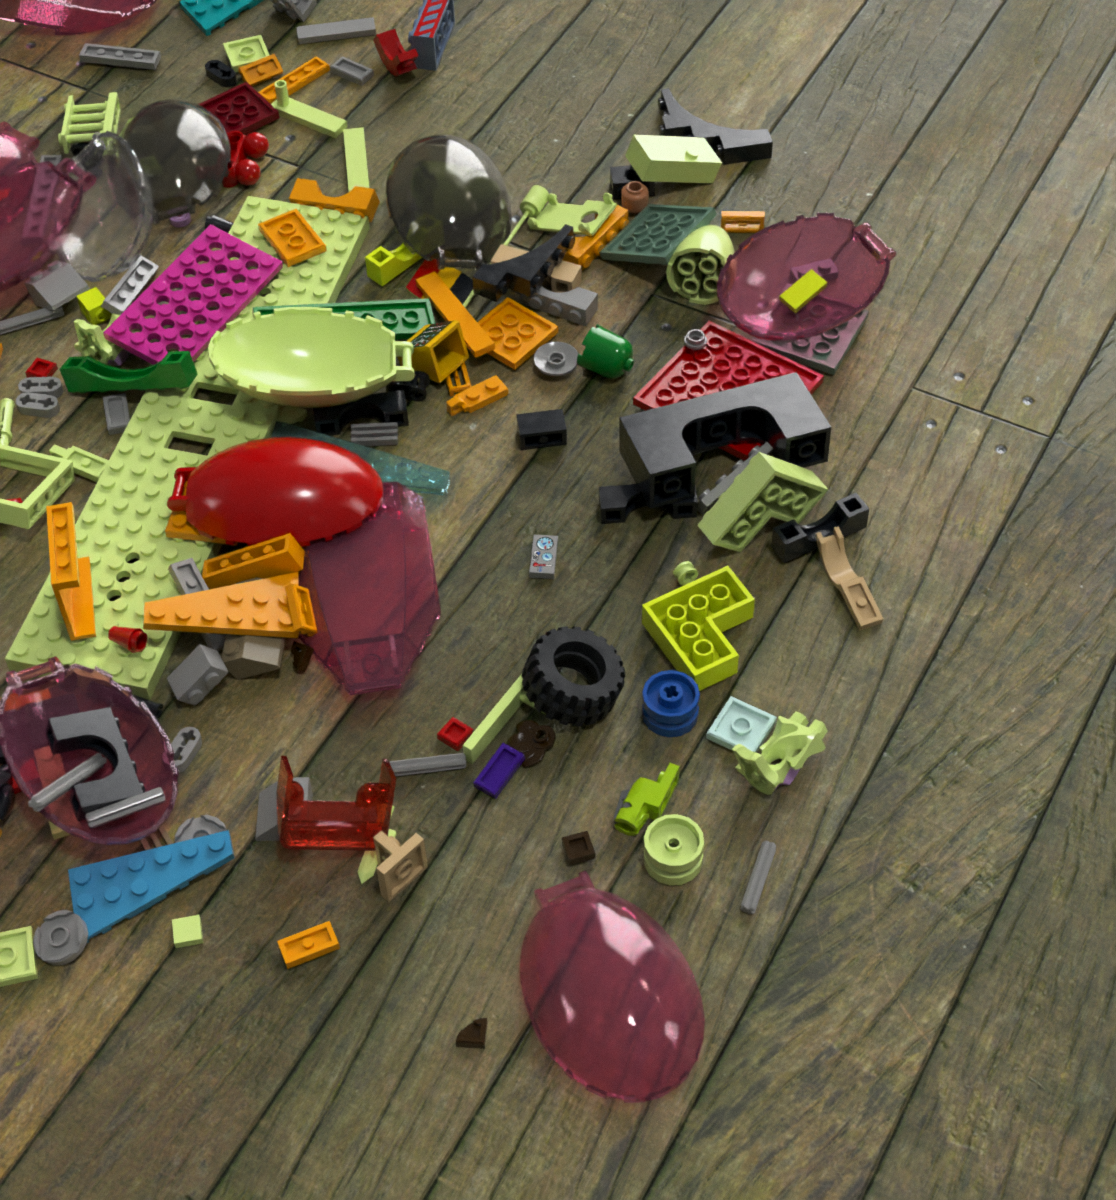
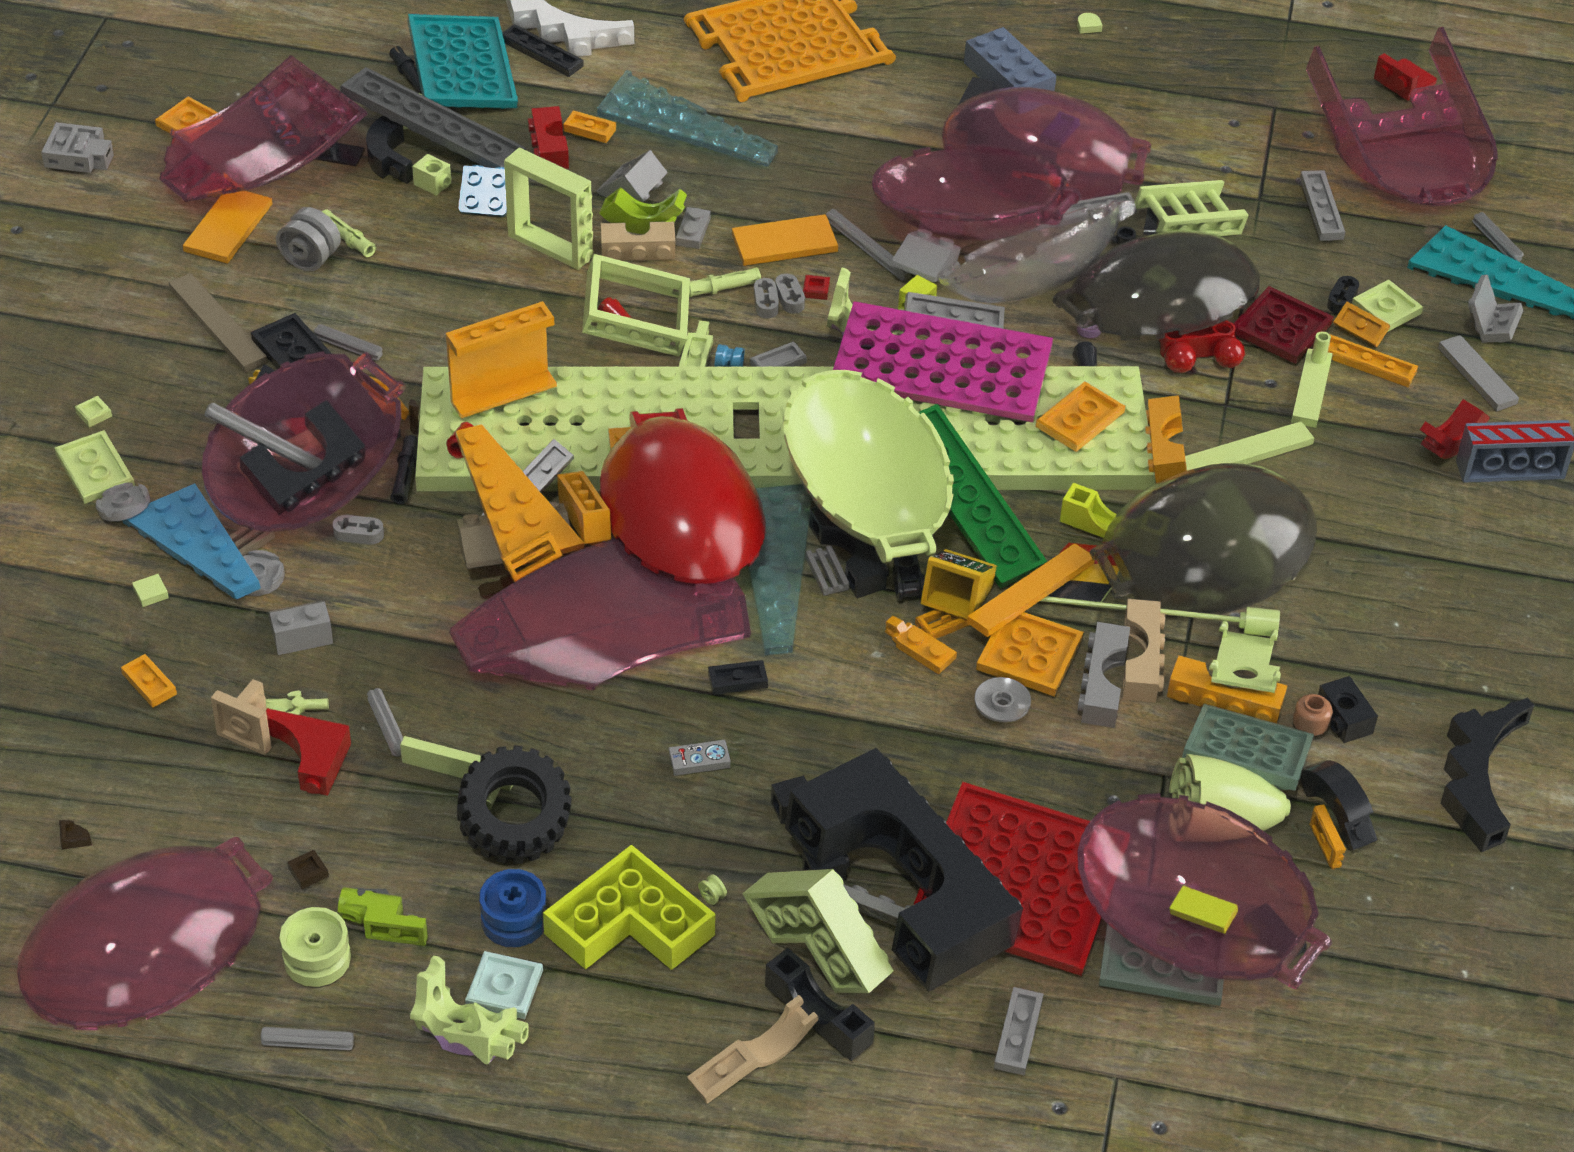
camera: 70 degrees right, 5 degrees down
(88, 374) = (810, 333): green arch -> none
(103, 442) = (729, 357): none -> dark azure wheel
(125, 807) = (259, 495): light grey axle -> none
(197, 675) = (438, 507): light grey brick -> none
(333, 823) = (275, 643): clear red windscreen -> none
(352, 71) = (1413, 405): light grey tile -> none
(448, 818) = (318, 744): none -> red arch
(455, 733) = (435, 733): red tile -> none
(470, 513) = (737, 677): none -> black plate
(499, 770) = (393, 782): dark purple tile -> none
(523, 272) = (1118, 632): black arch -> none
(528, 741) = (436, 802): dark brown plate -> none
(541, 429) = (885, 710): black brick -> none
(606, 353) = (1022, 738): green cylinder -> none
(673, 159) = (1390, 732): yellowish green brick -> none
(695, 339) = (1077, 815): light grey plate -> none
(720, 196) = (1345, 797): none -> black arch
(866, 425) = (1018, 1031): none -> light grey plate

